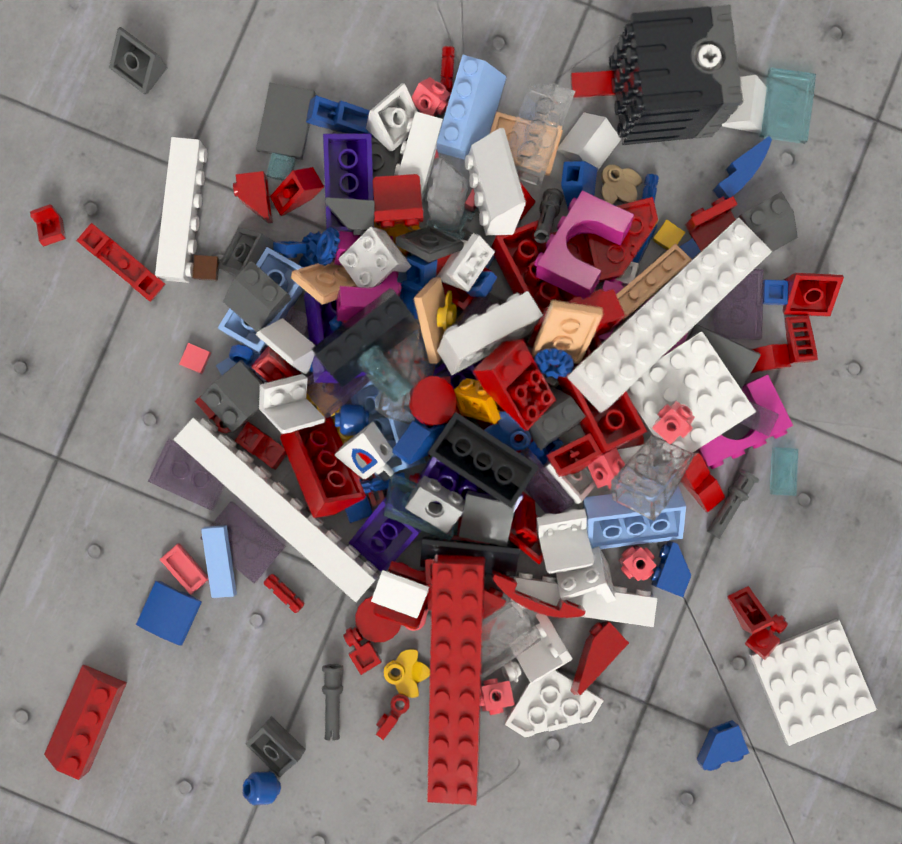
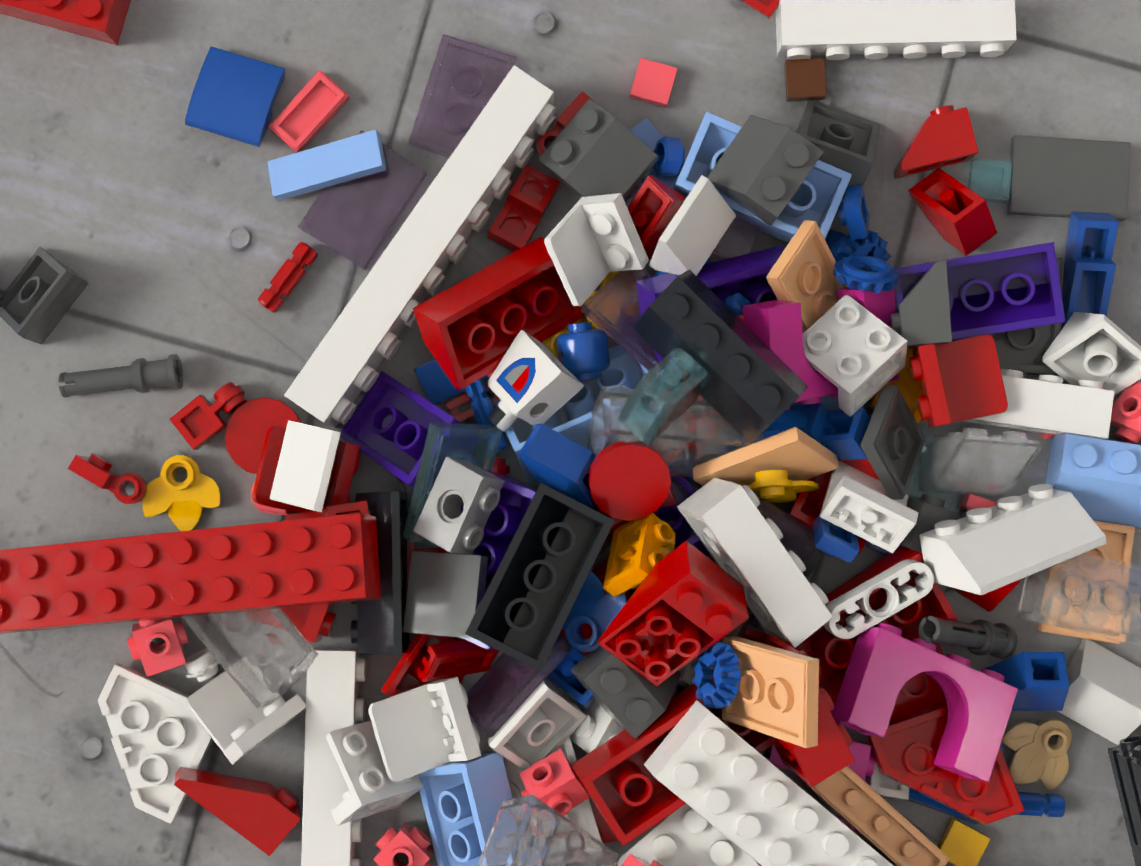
camera: 80 degrees right, 0 degrees up
(507, 250) = (908, 595): none -> white beam
(564, 608) = (310, 739): red slope -> none
(575, 456) = (567, 729): red slope -> none

